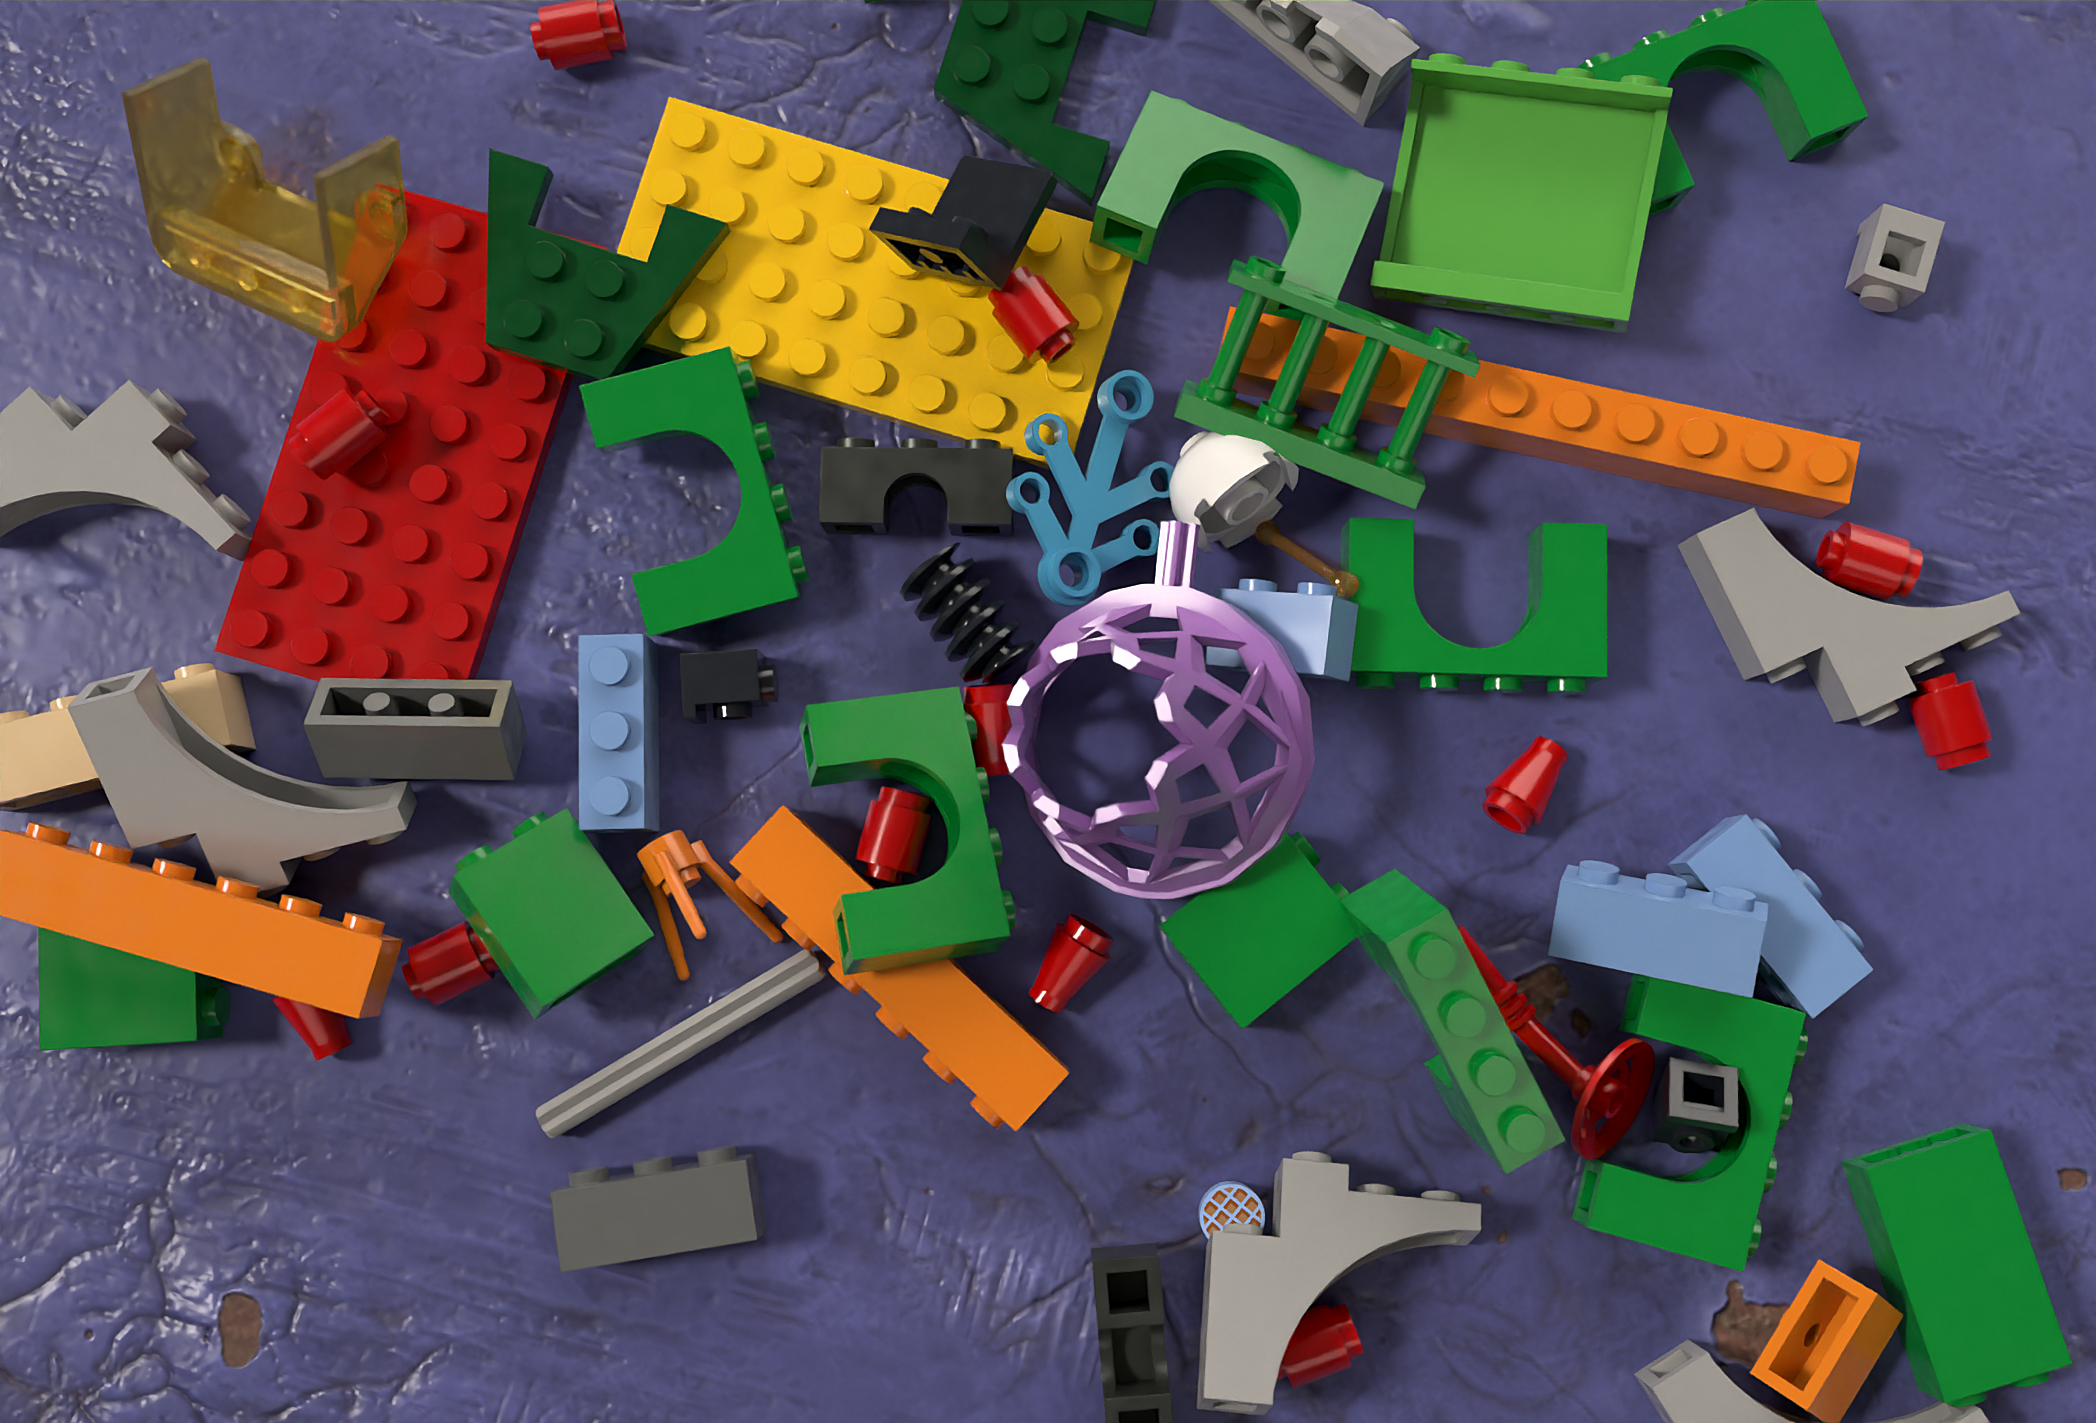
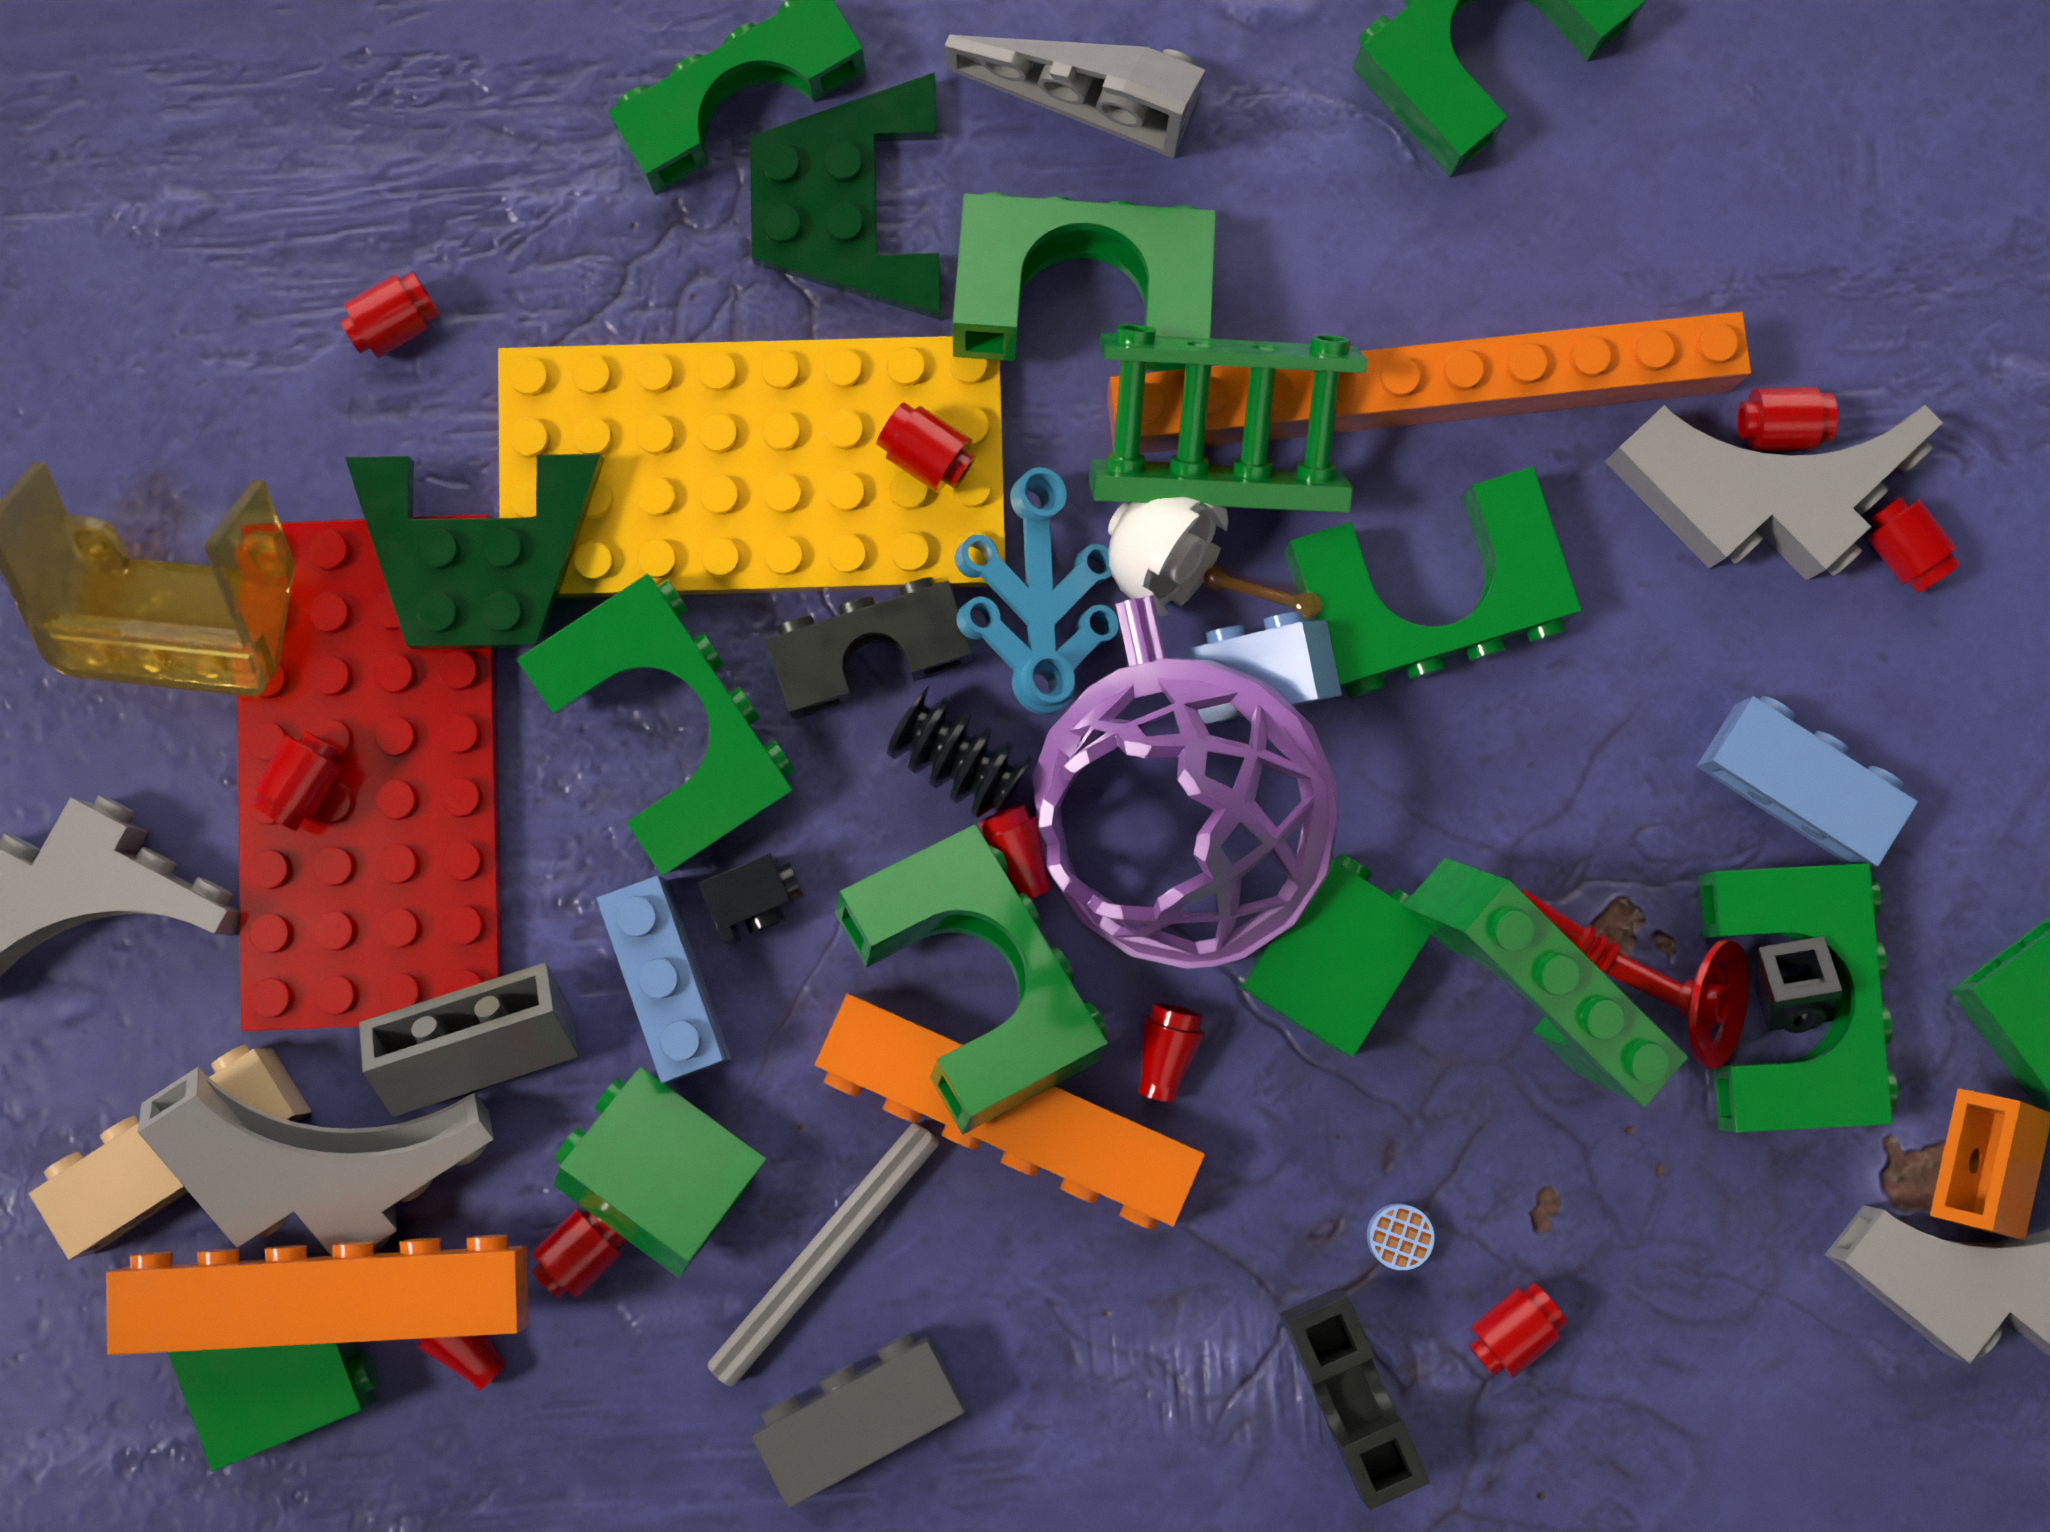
camera: 25 degrees left, 0 degrees up
(670, 871) = (758, 1087): orange plant -> none
(894, 835) = (960, 986): red brick -> none
(975, 225) = (841, 377): black bracket -> none
(1319, 1234) = (1489, 1223): light grey arch -> none
(1522, 192) = (1347, 177): bright green panel -> none
(1525, 787) = (1539, 739): red cone -> none
(1659, 927) = (1707, 829): medium blue brick -> none
(1908, 248) = (1725, 109): light grey brick -> none

